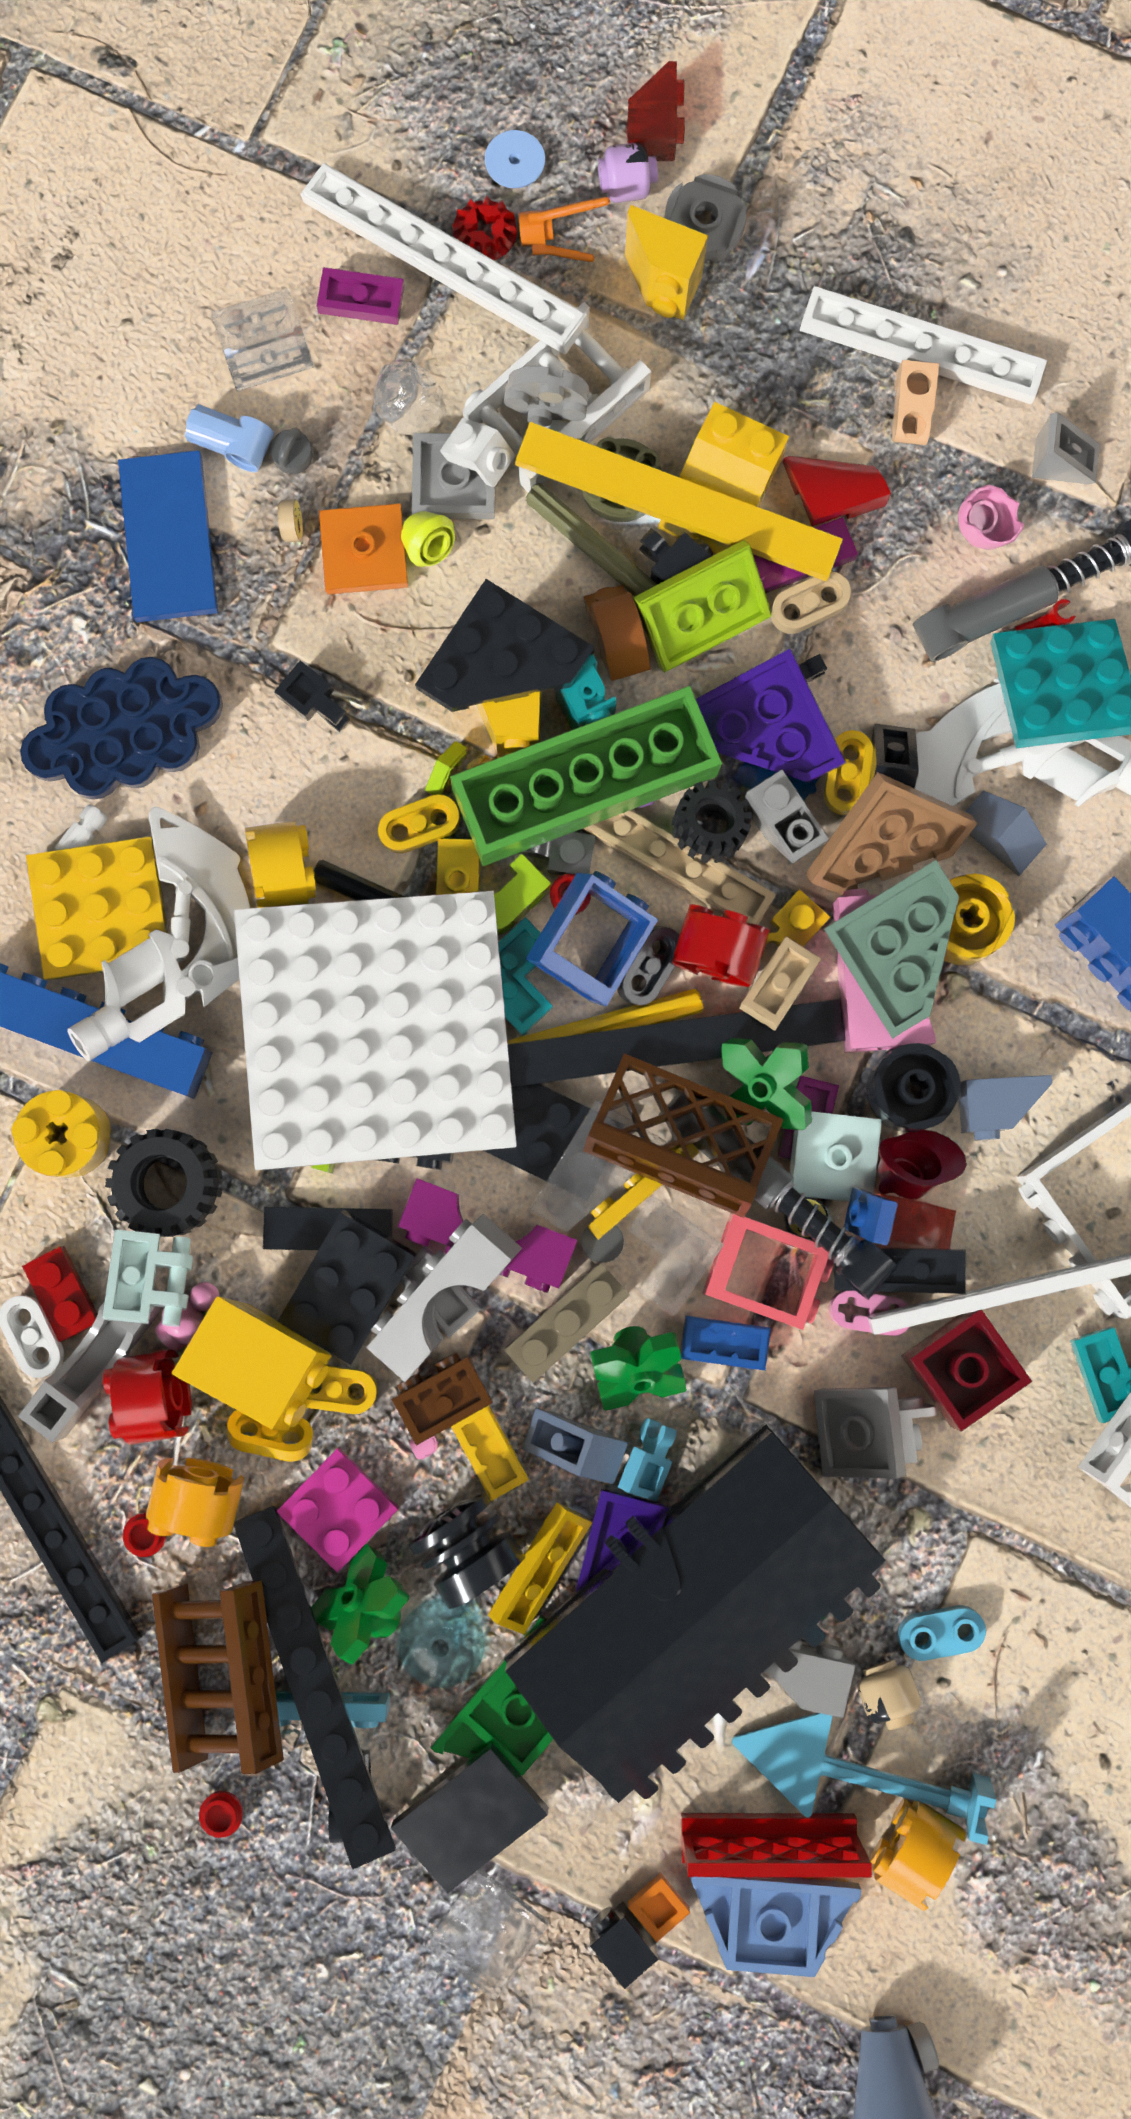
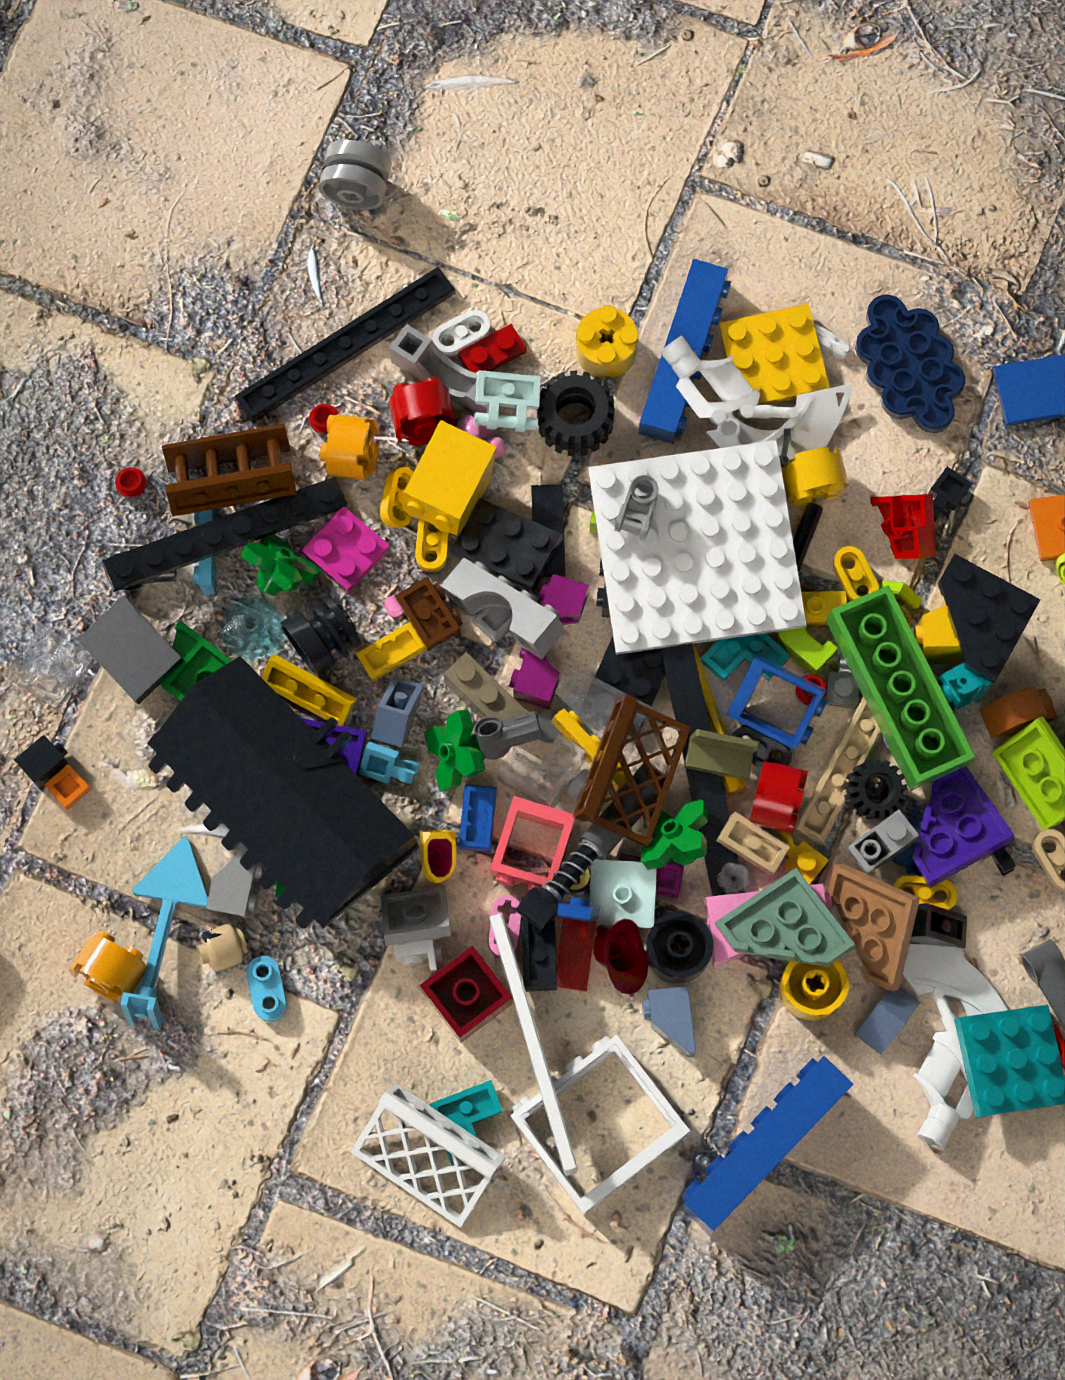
camera: 90 degrees right, 10 degrees down
(259, 902) = (784, 460): none -> black hinge
(327, 1104) = (637, 513): none -> light grey piece
(351, 749) = (908, 524): none -> red slope
(627, 1299) = (498, 736): none -> dark grey piece
(664, 1018) = (720, 754): none -> olive panel
(687, 1204) = (577, 784): none -> light grey tile
(772, 1398) = (437, 854): none -> rock
(773, 1845) = (115, 862): red fence -> none
(774, 1921) = (58, 869): medium blue wing -> none
(834, 1007) = (730, 870): none -> clear plate

